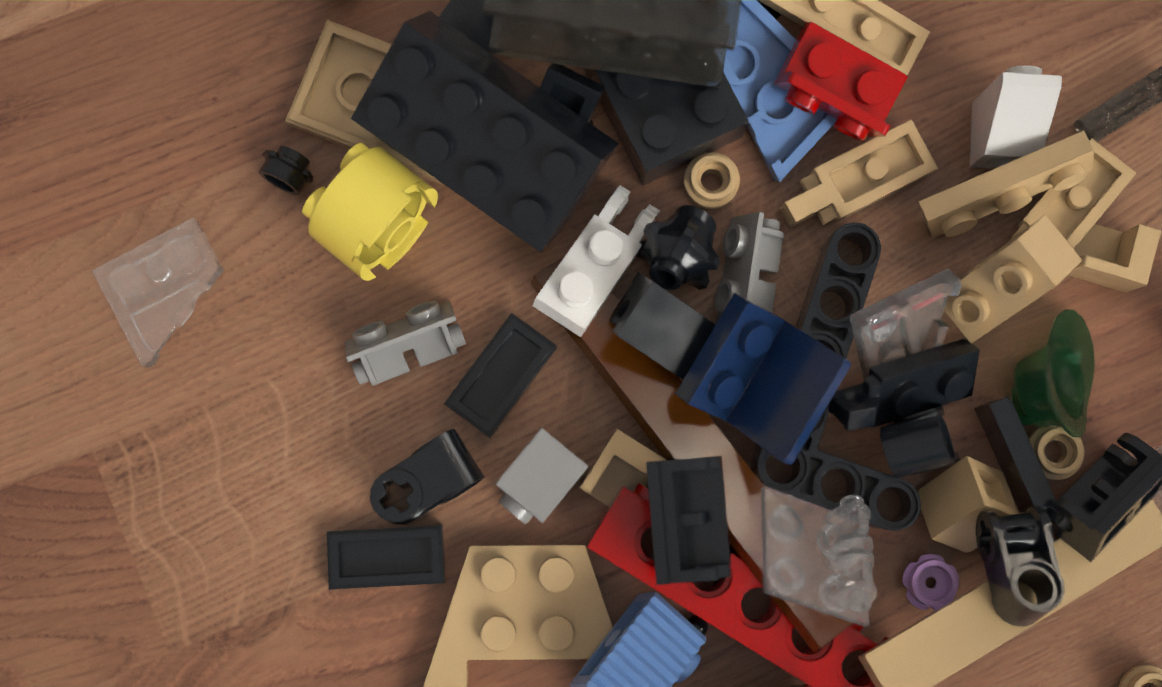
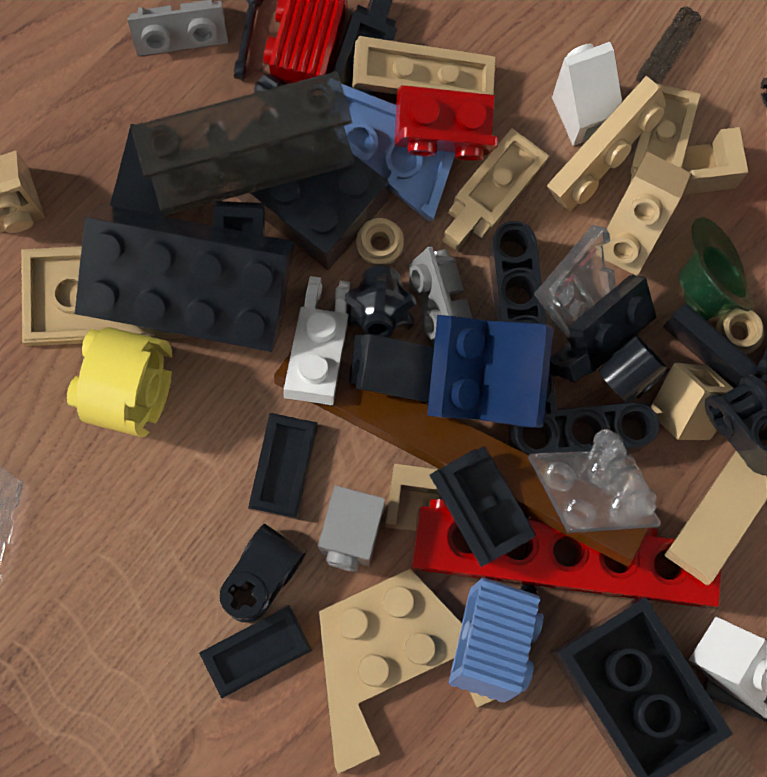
camera: 20 degrees left, 5 degrees down
(286, 169) = (40, 380): black plate -> none
(383, 346) = (179, 484): light grey hinge -> none
(945, 579) = (695, 462): lavender plate -> none

